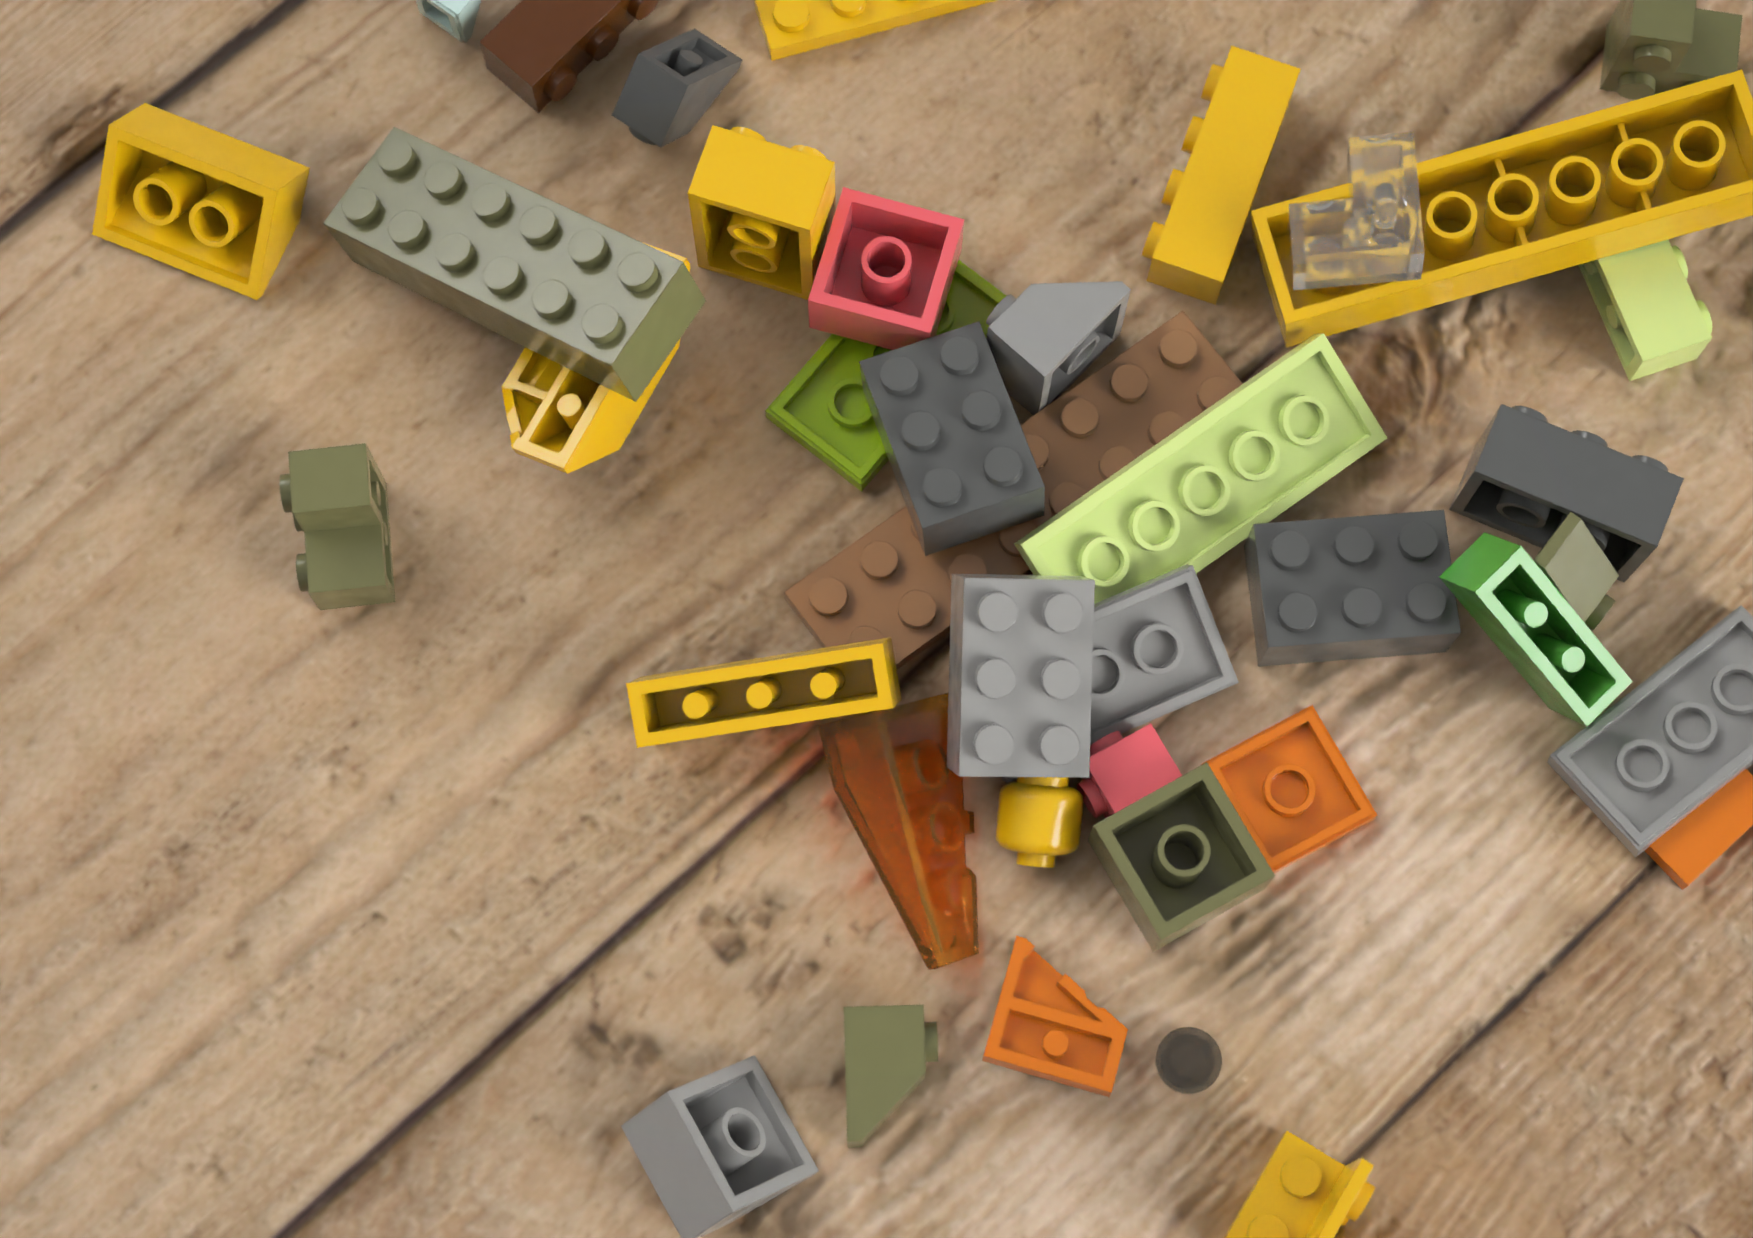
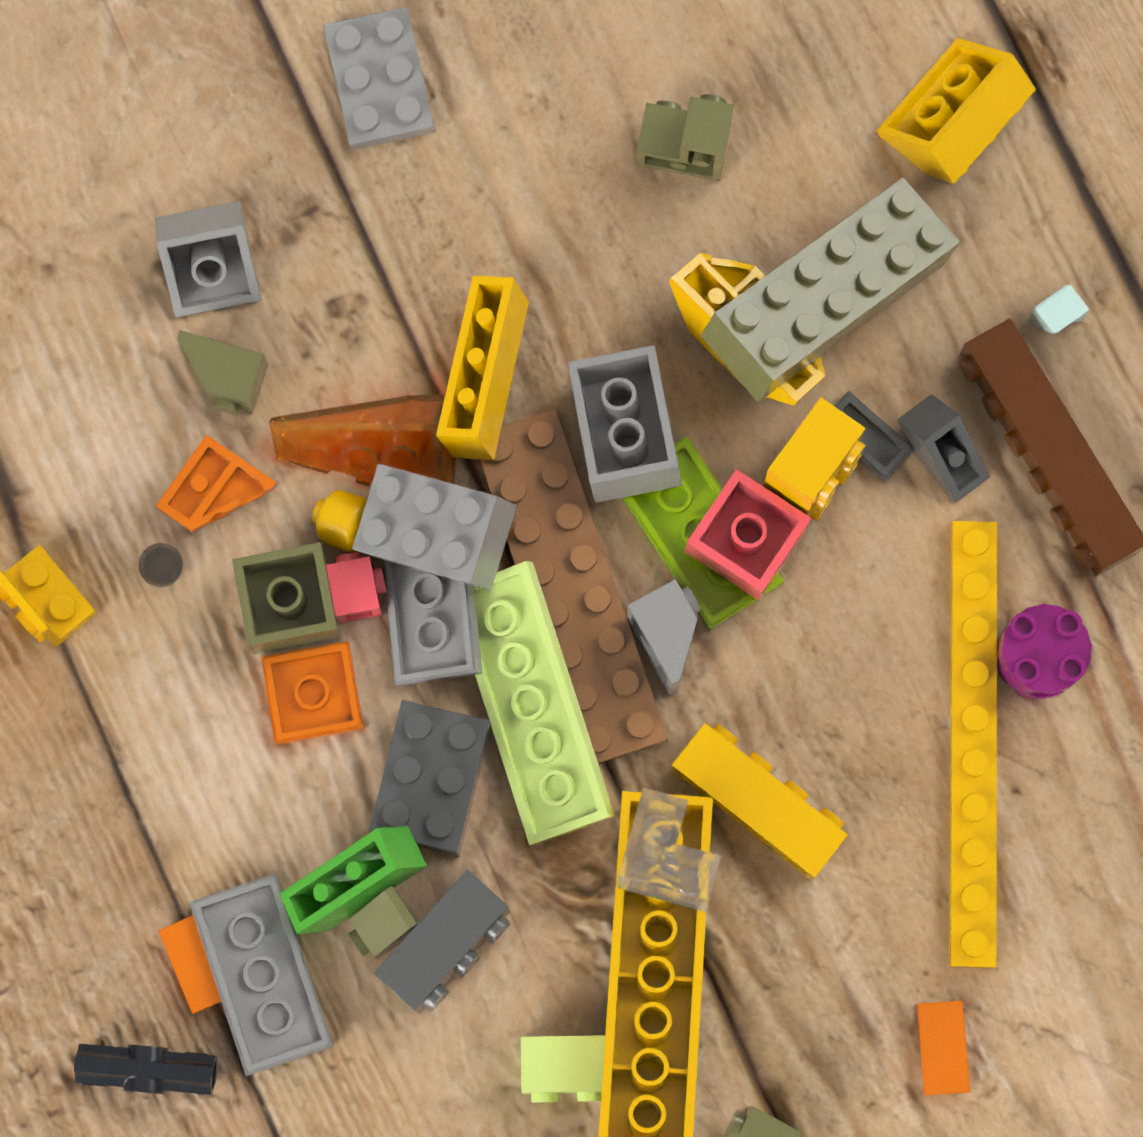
camera: 110 degrees right, 5 degrees up
(368, 997) = (379, 78): none -> light grey plate
(668, 210) = (884, 447): none -> dark grey tile
(782, 479) = (624, 424): none -> light grey brick
(953, 438) = (615, 540): dark grey brick -> none

